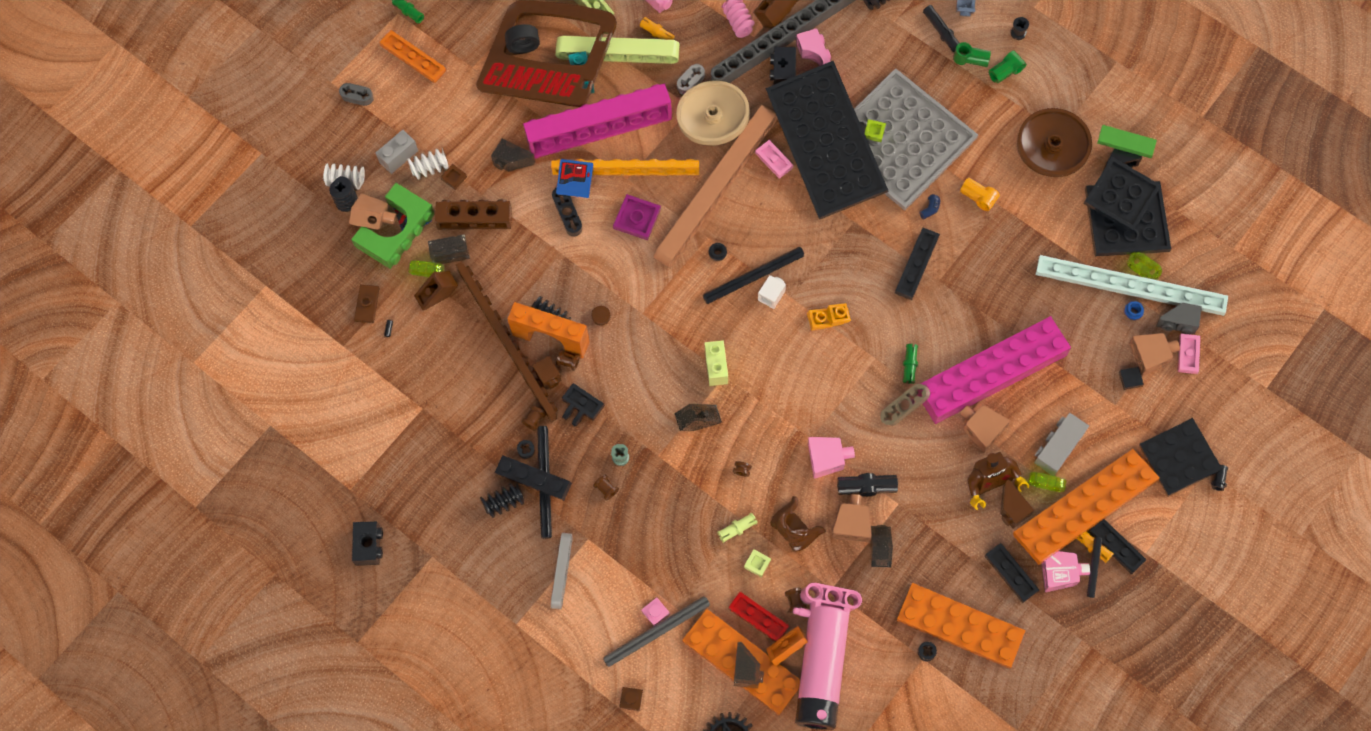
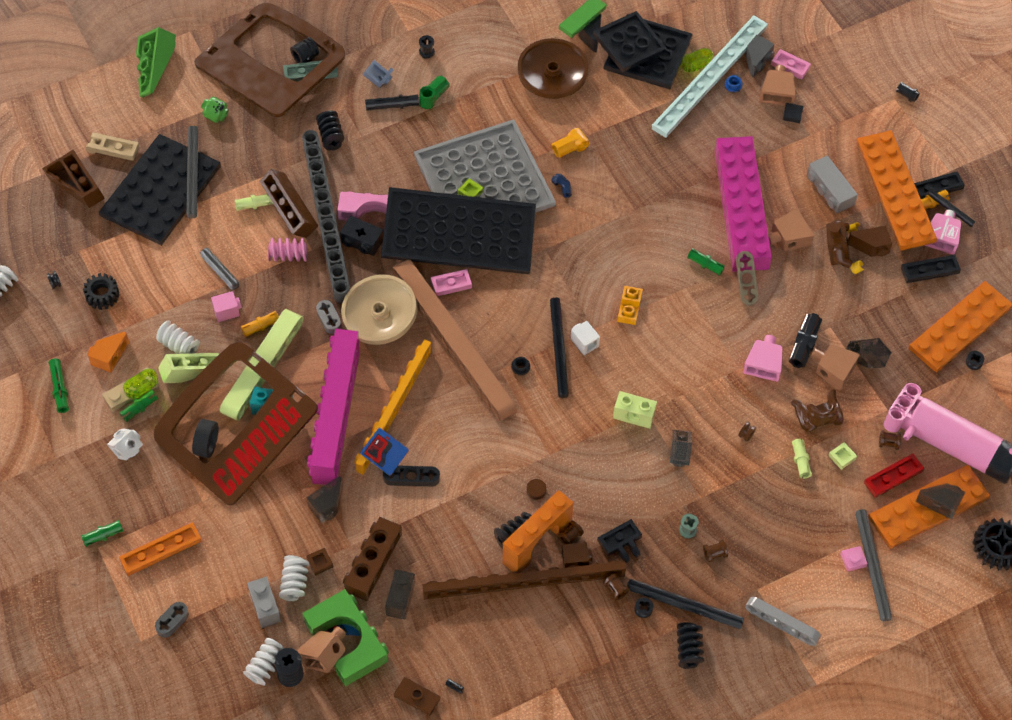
camera: 70 degrees left, 10 degrees down
(425, 269) = (409, 624): clear neon green beam -> none
(436, 289) = (437, 624): reddish brown slope -> none
(533, 477) = (679, 609): black plate -> none
(631, 699) = (929, 611): reddish brown plate -> none
(637, 217) = (450, 417): magenta plate -> none
(786, 645) = (933, 460): orange plate -> none
(917, 263) = (613, 216): black plate -> none
(1010, 65) = (458, 68): green piece -> none
(1047, 482) = (860, 208): clear neon green beam -> none
(1180, 457) = (879, 108): black plate -> none

